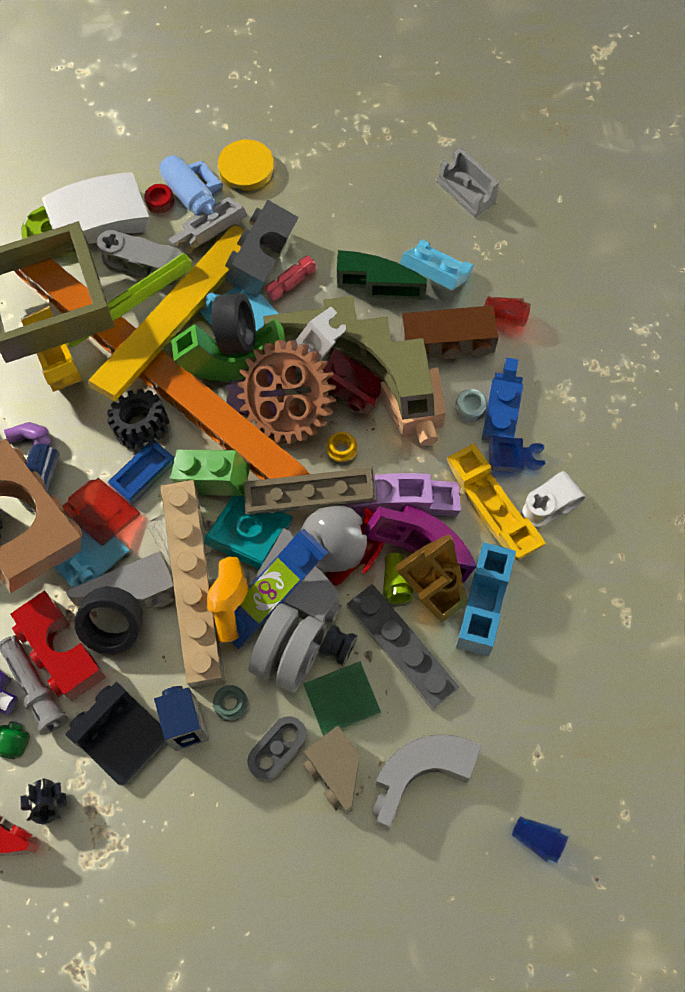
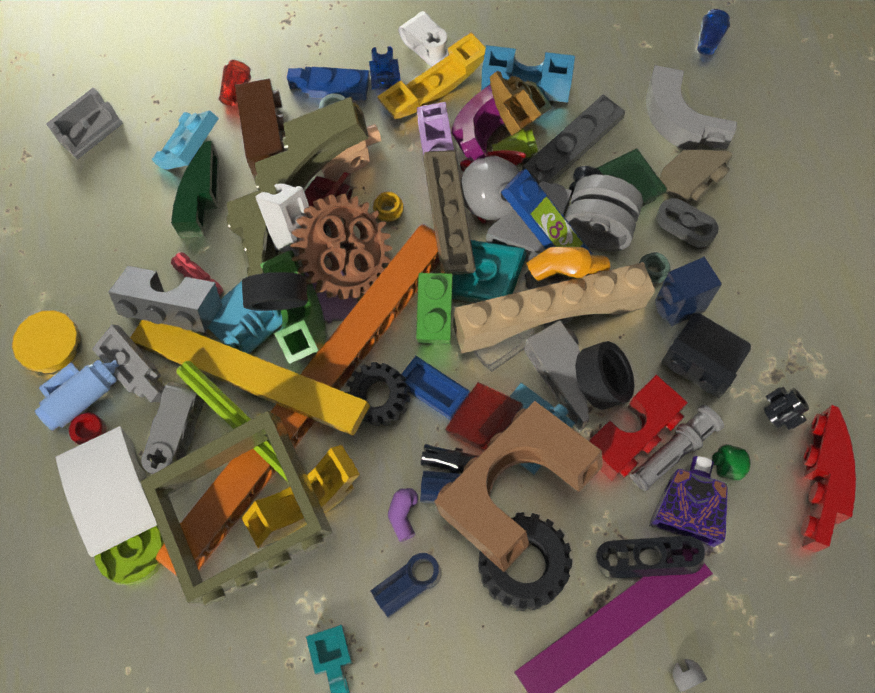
camera: 95 degrees left, 0 degrees up
(64, 480) = (445, 458): none -> black pin

